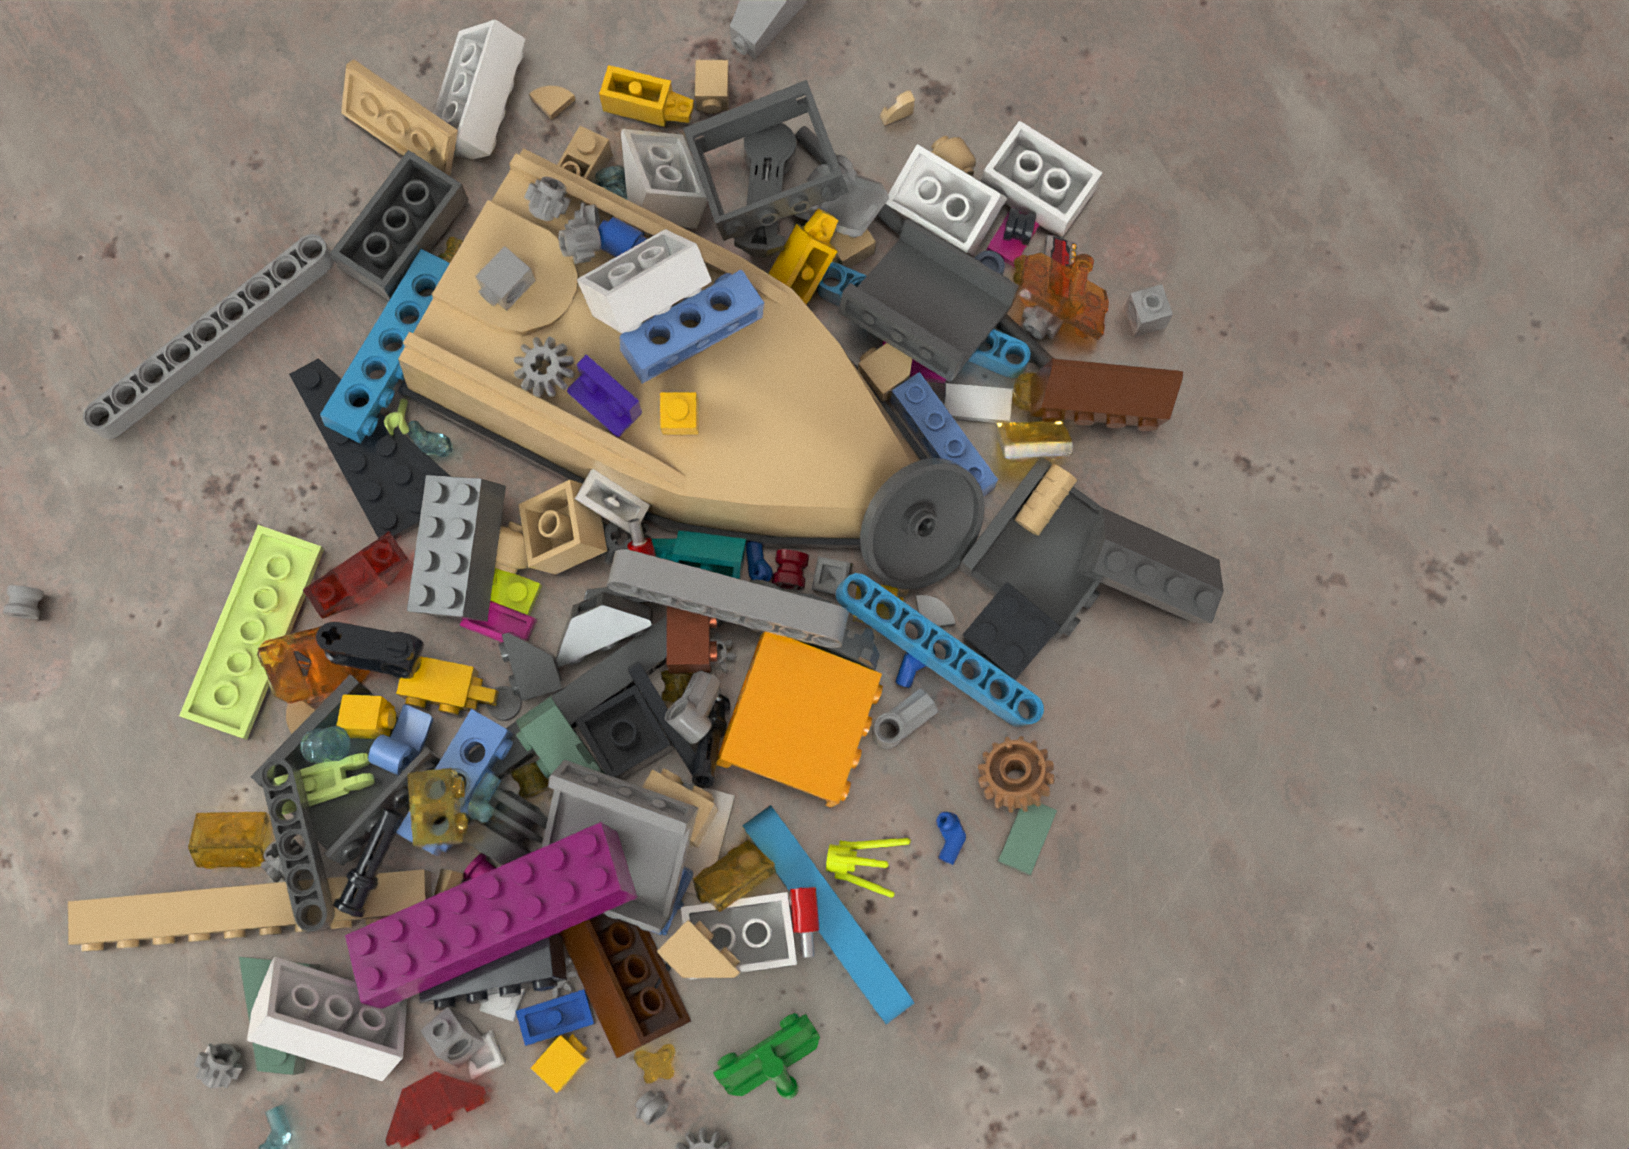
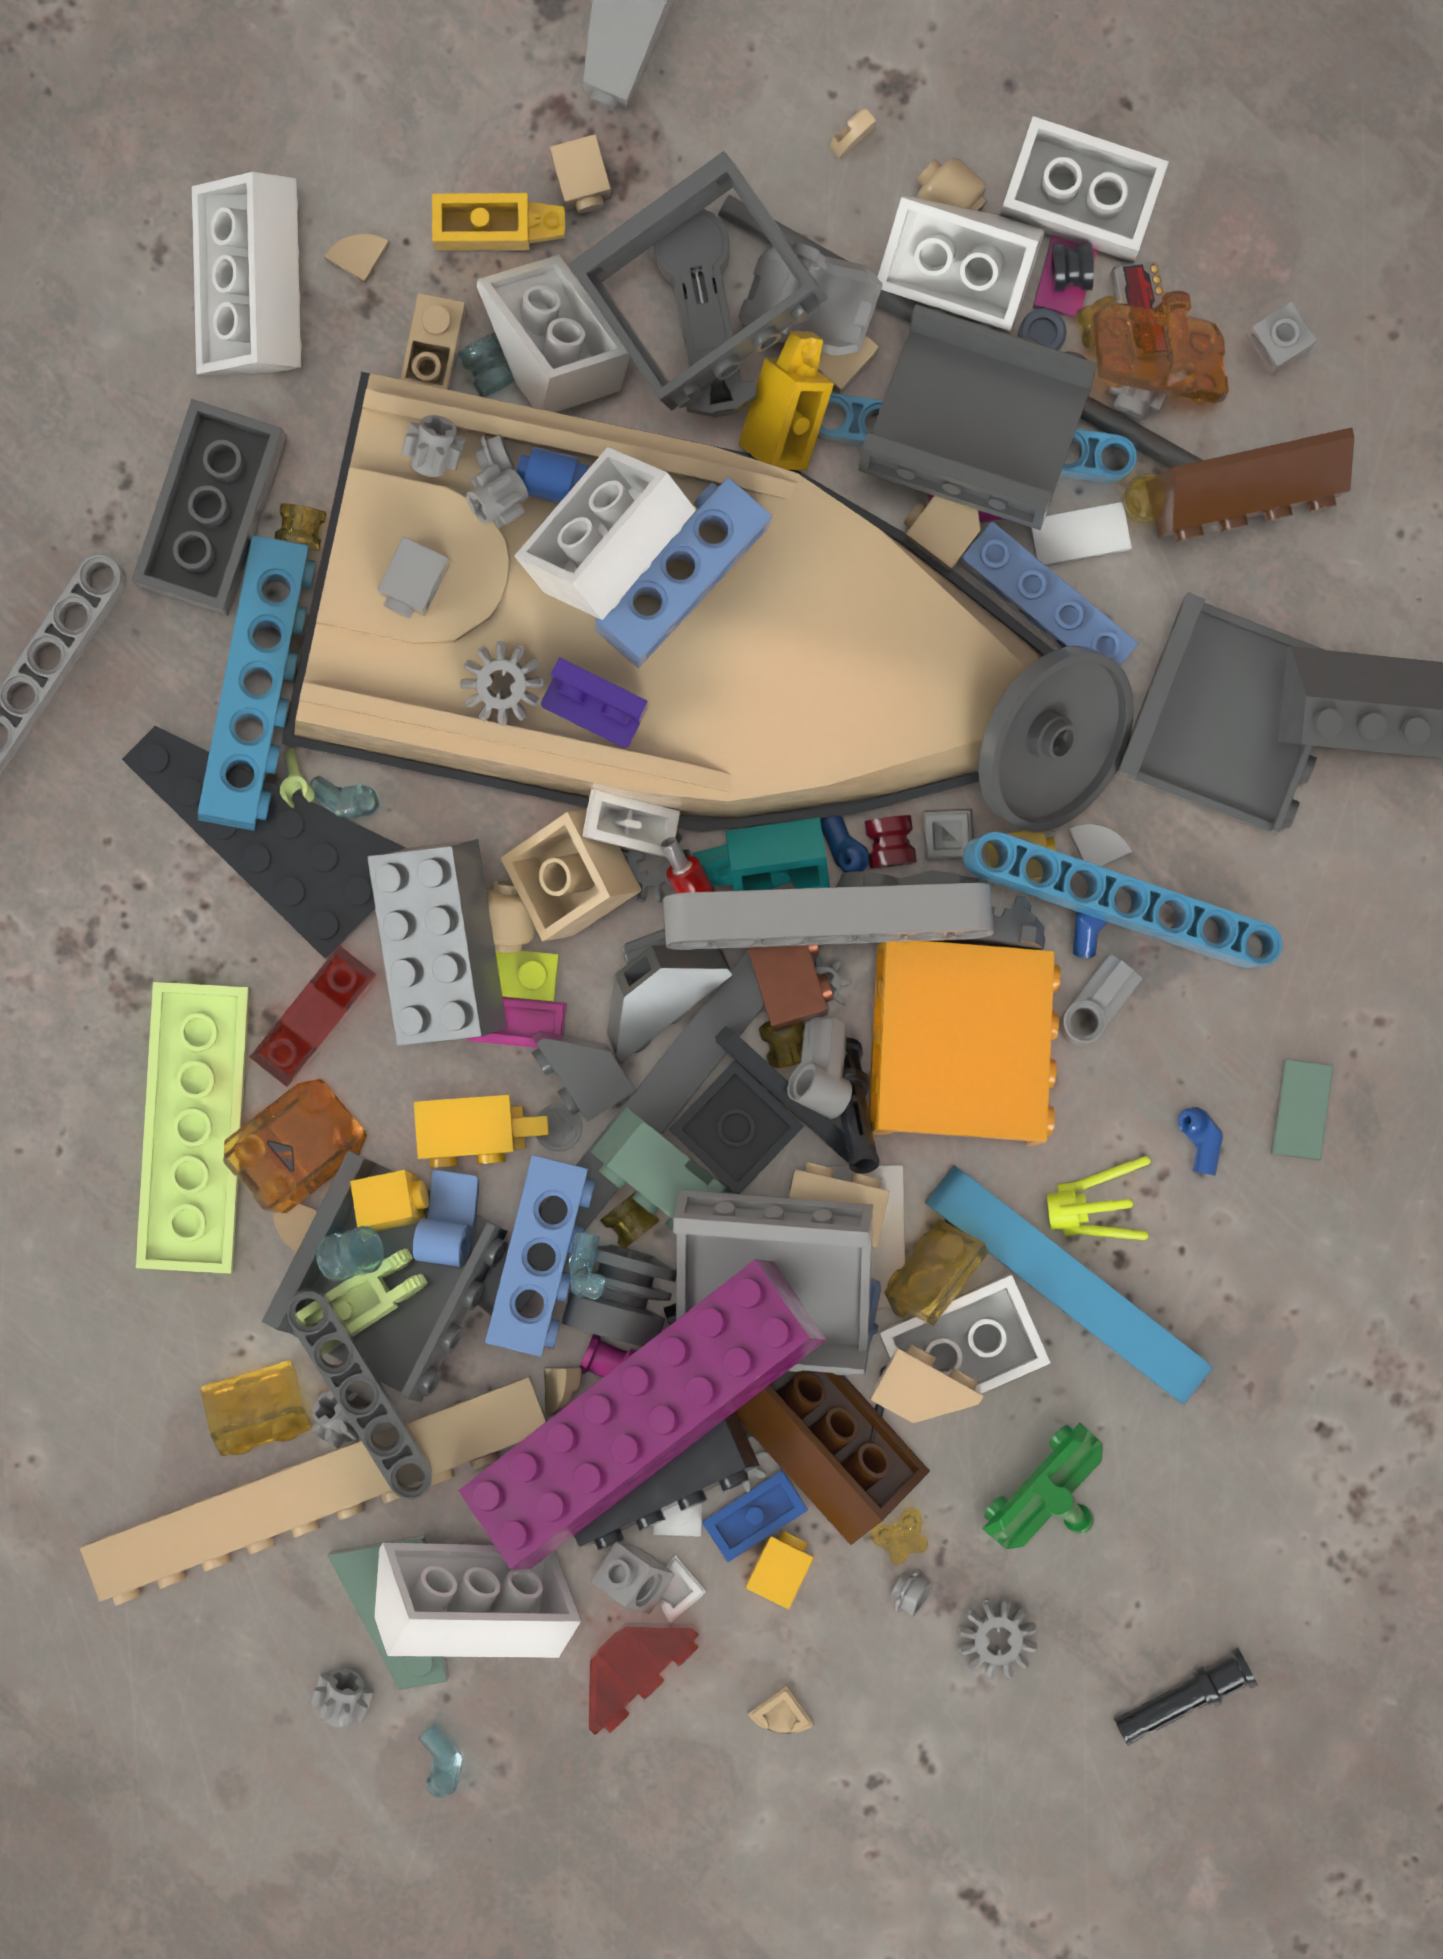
camera: 15 degrees left, 10 degrees up
(358, 877) = (461, 1414): black pin -> none
(371, 649) = (371, 1111): black piece -> none
(396, 118) = (157, 354): tan tile -> none
(426, 810) = (519, 1302): clear yellow brick -> none
(679, 413) = (701, 697): yellow brick -> none
(805, 916) = (1043, 1299): red piece -> none
(1011, 630) = (1211, 844): black brick -> none
(1016, 792) = (1261, 1009): medium nougat gear -> none
(1034, 439) = (1172, 572): clear yellow plate -> none
(1045, 499) = (1209, 650): tan axle -> none

